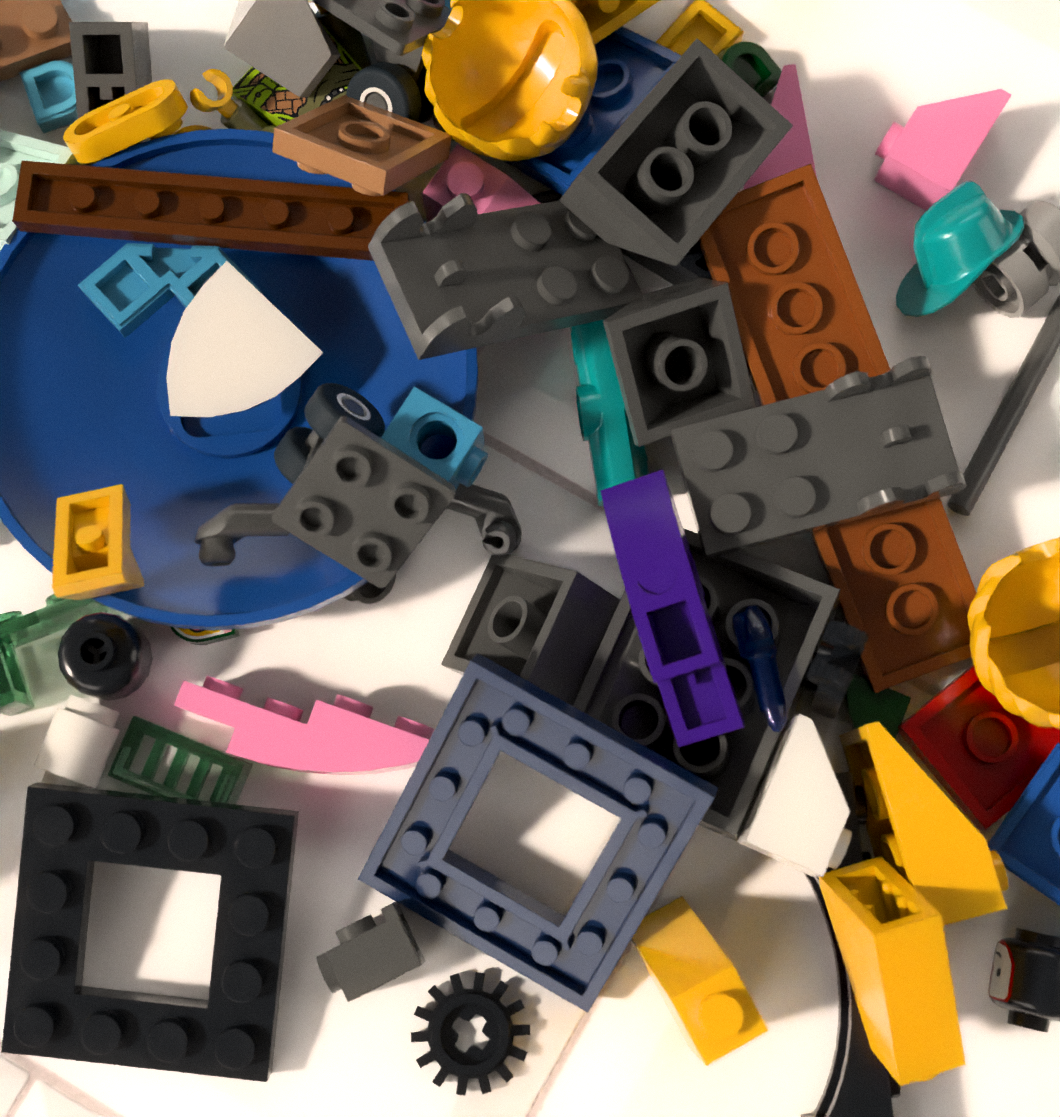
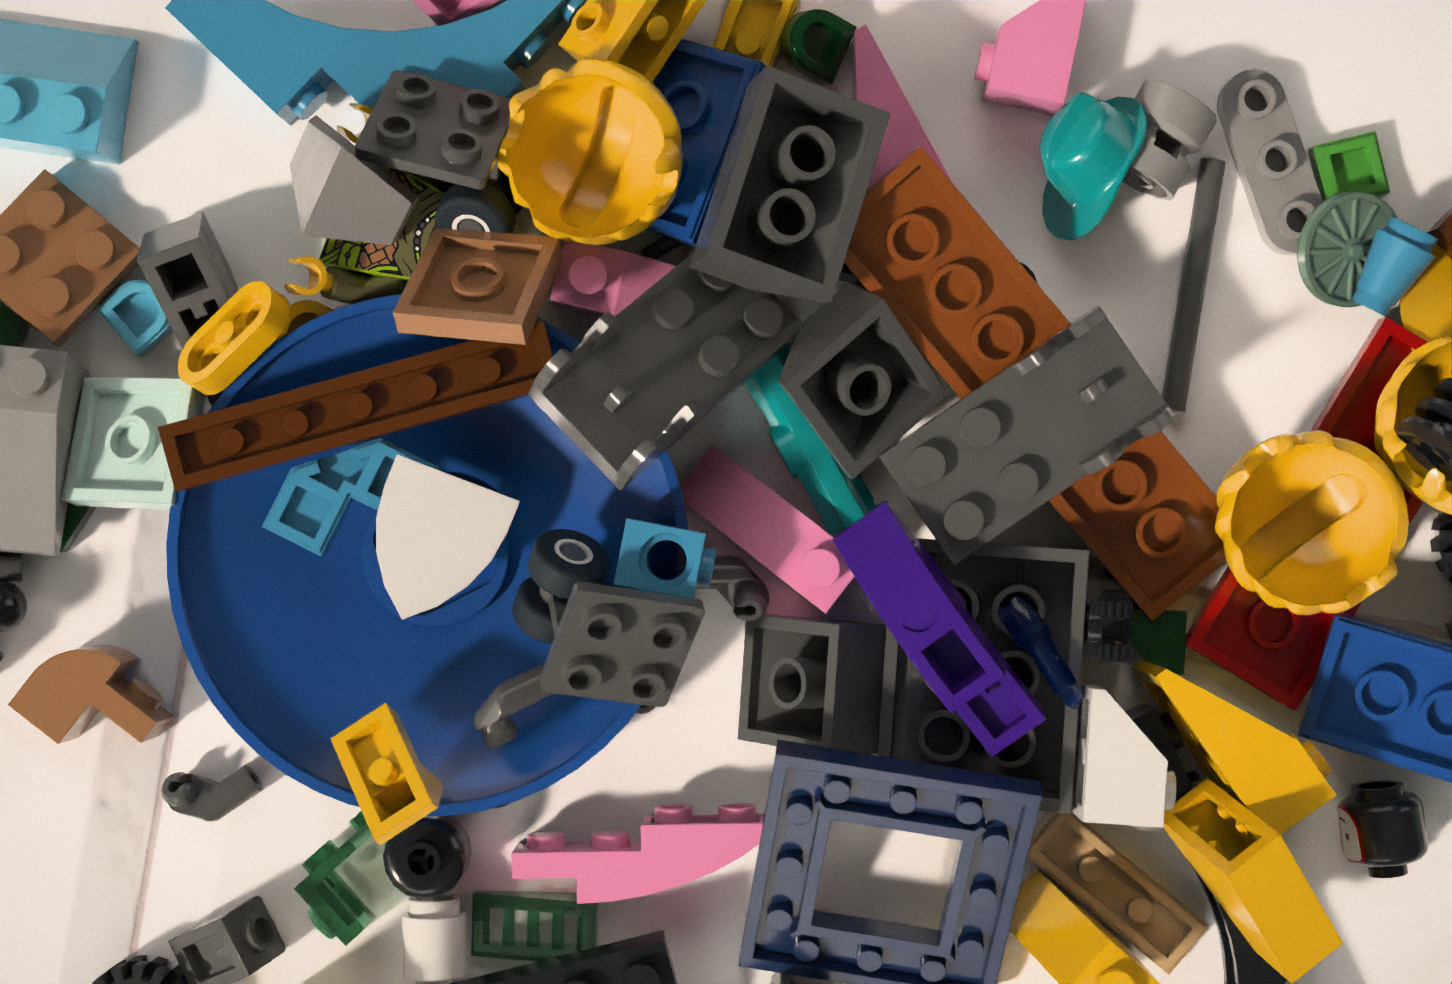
camera: 20 degrees left, 10 degrees up
(546, 479) = (767, 528): none -> bright pink slope
(753, 941) = (1115, 889): none -> tan tile

